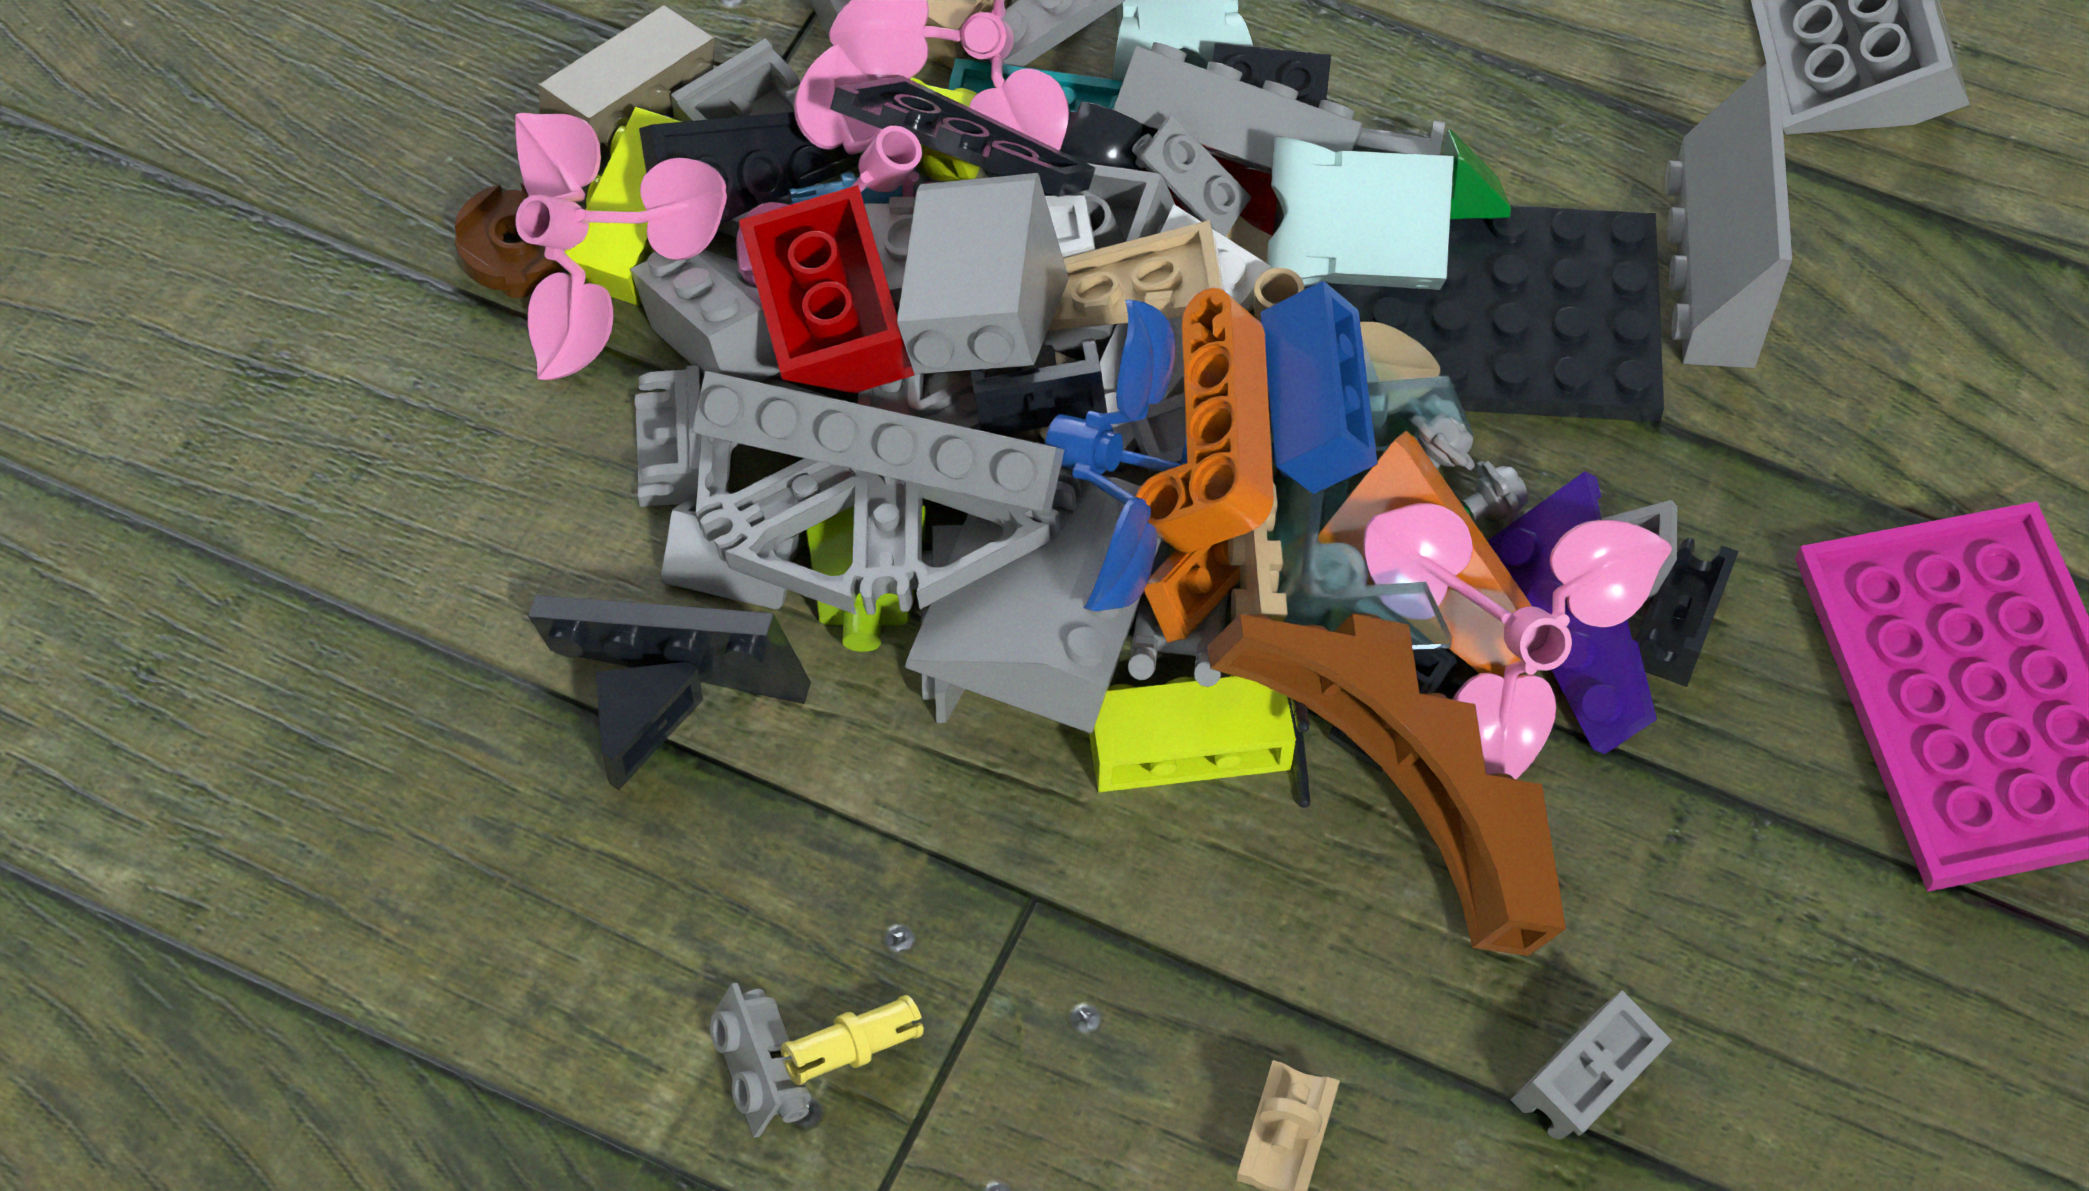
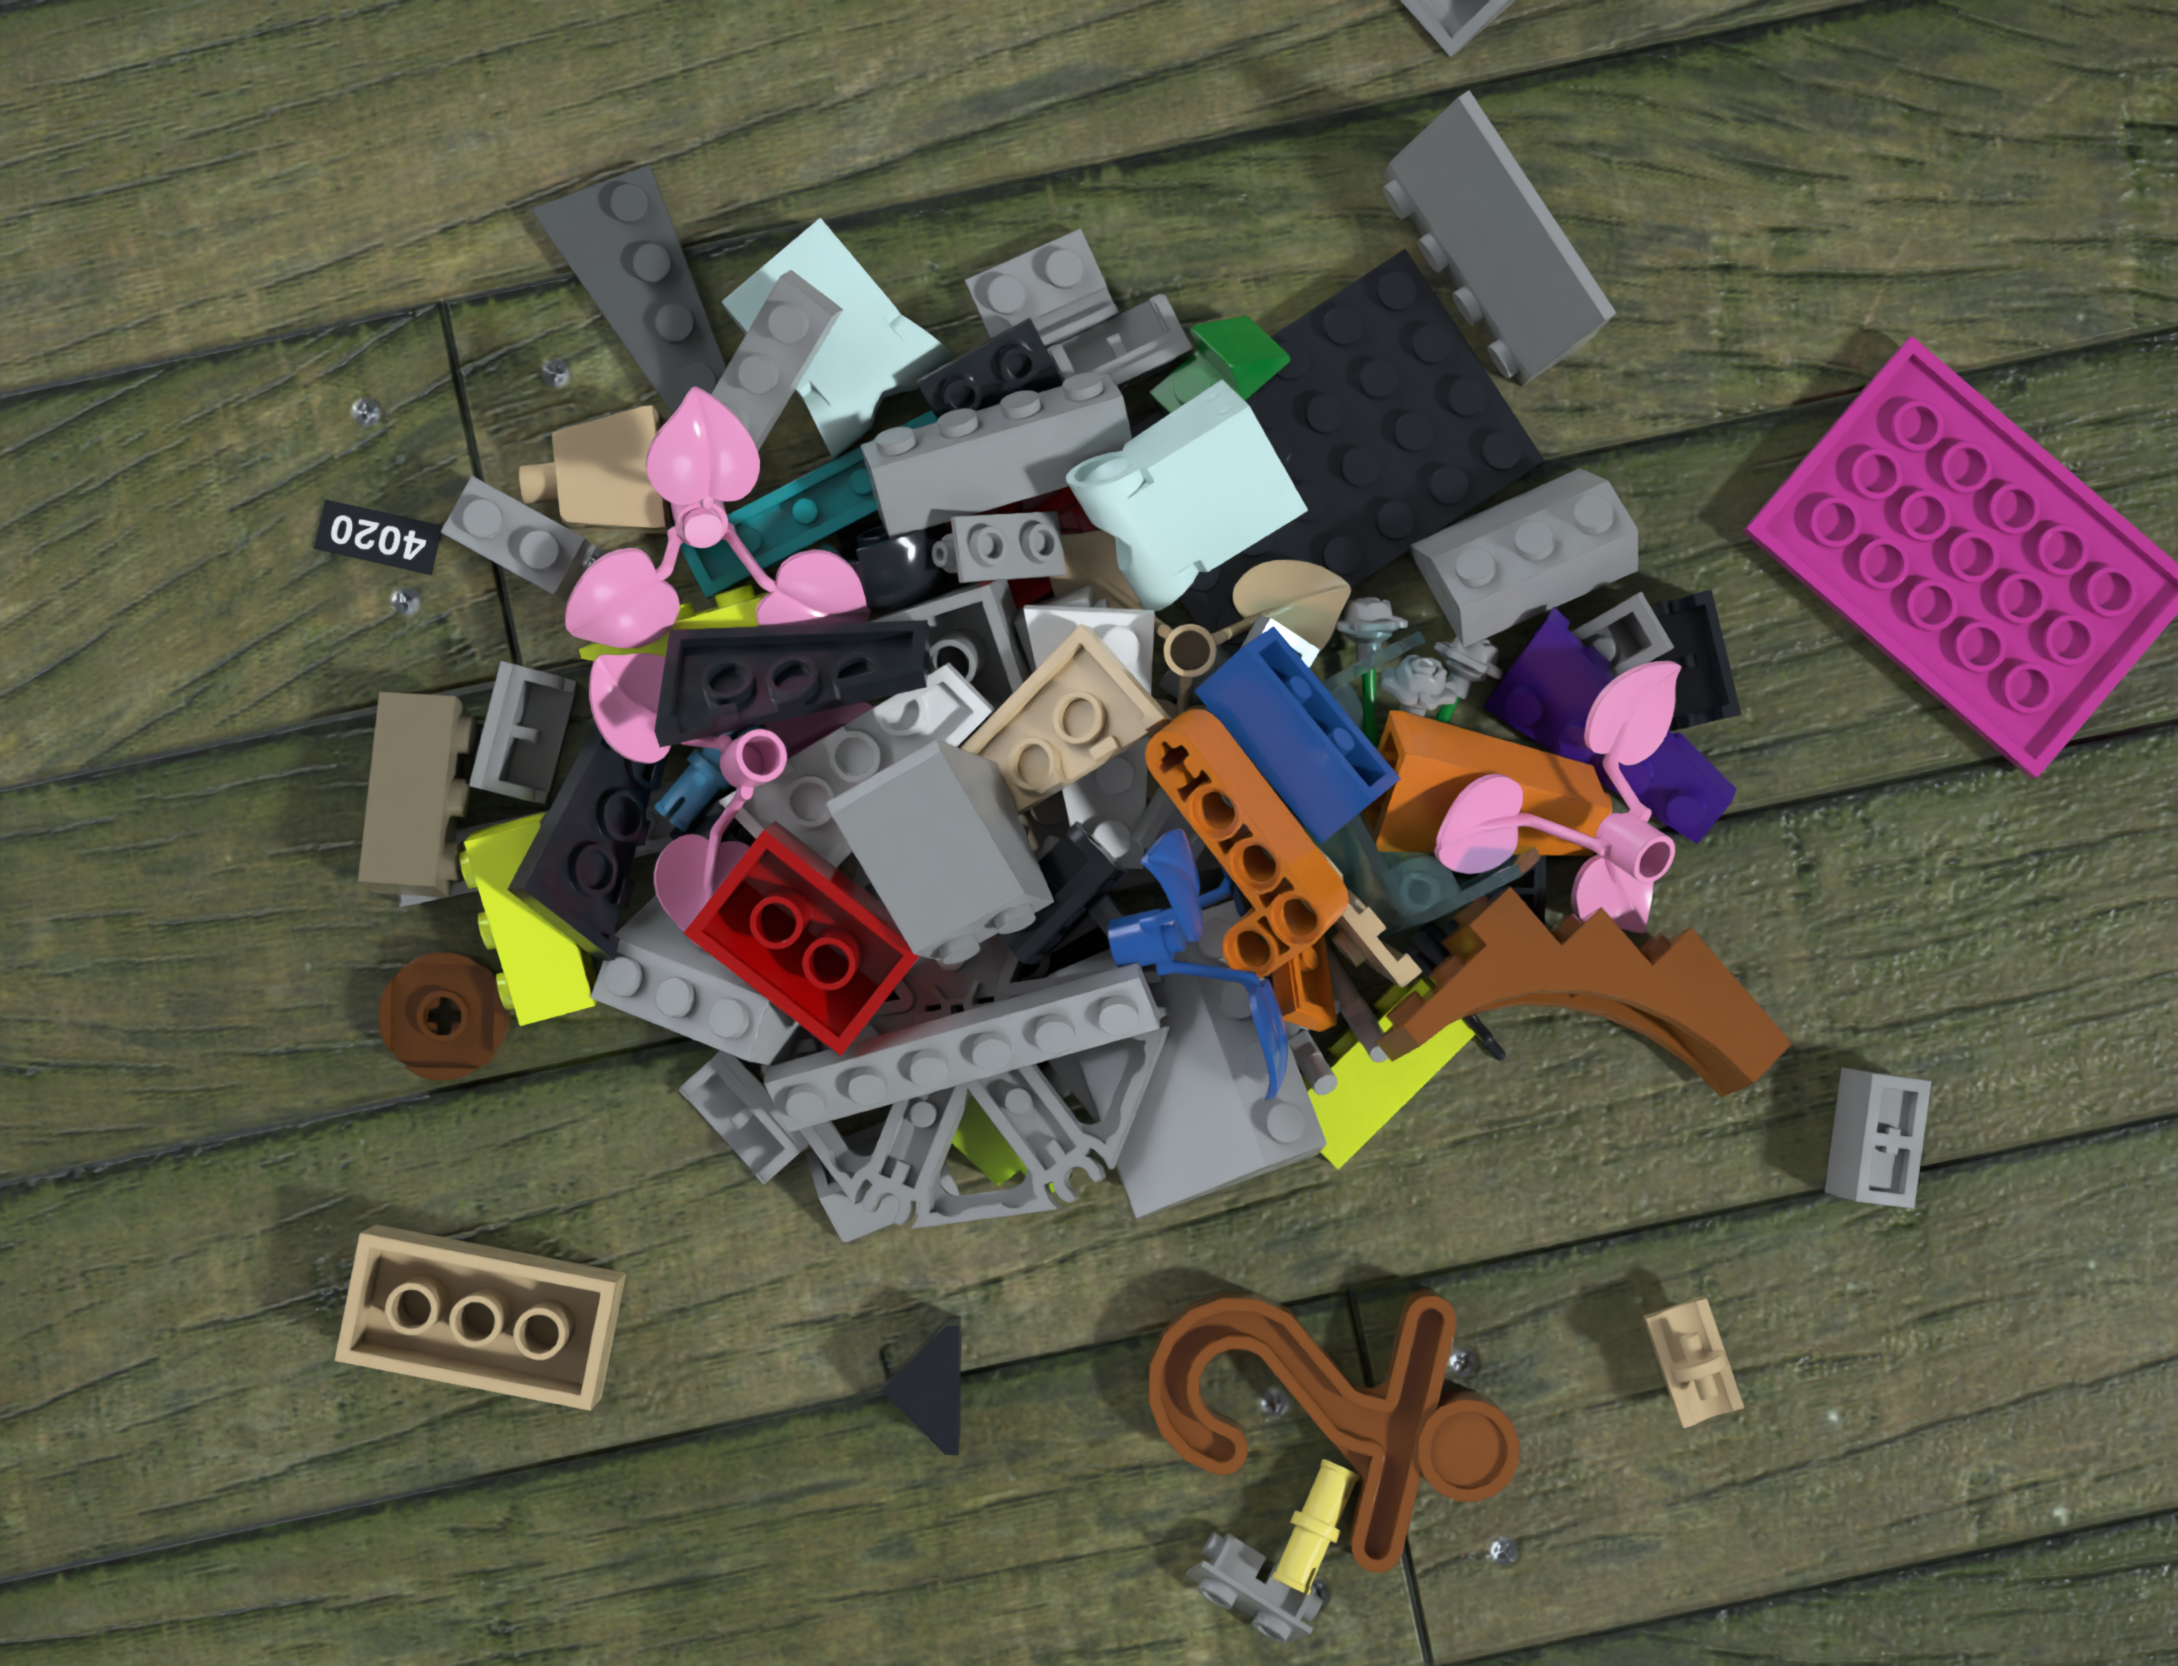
camera: 30 degrees left, 30 degrees up
(350, 426) = (480, 1316): none -> tan brick
(558, 158) = (567, 1069): bright pink plant -> none
(727, 646) = (930, 1311): black wing -> none
(975, 1011) = (1384, 1431): none -> dark orange piece
(1368, 84) = (1051, 285): none -> light grey plate
(1618, 438) = (1528, 554): none -> light grey slope

